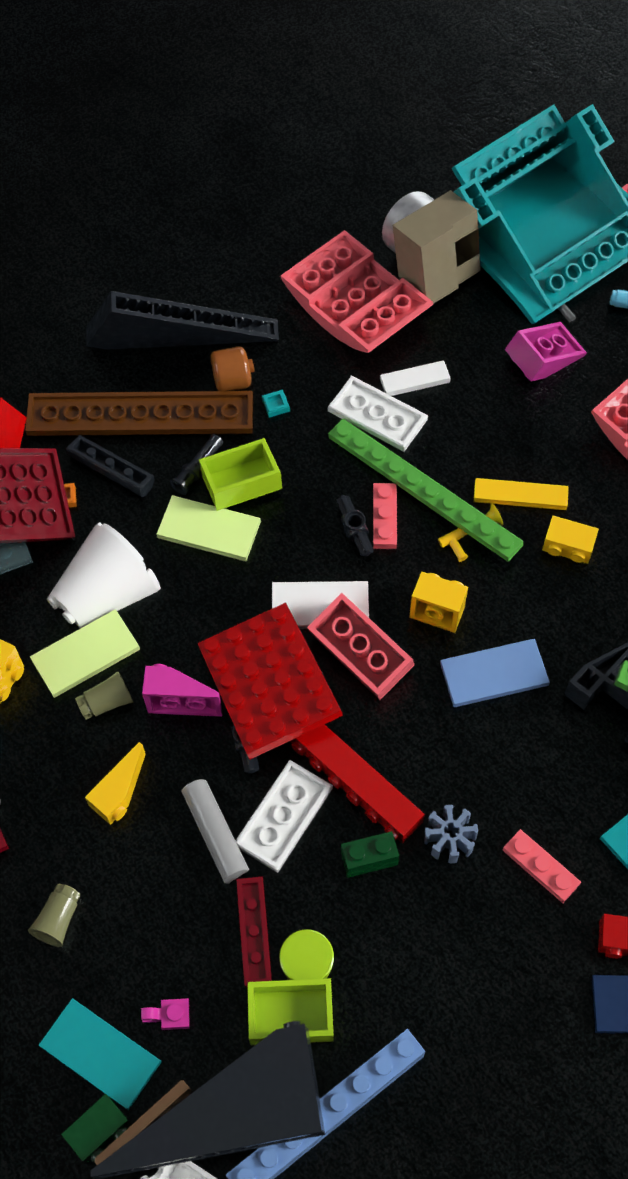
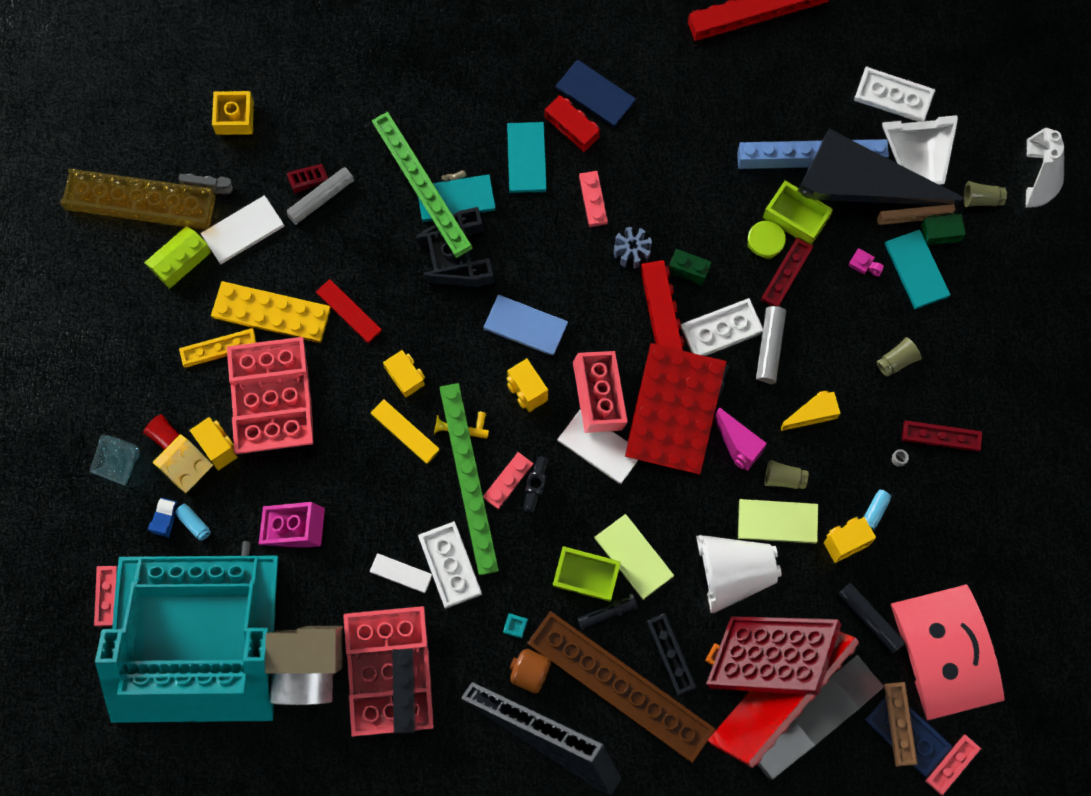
camera: 145 degrees left, 10 degrees up
(327, 274) = (404, 691): none -> black brick

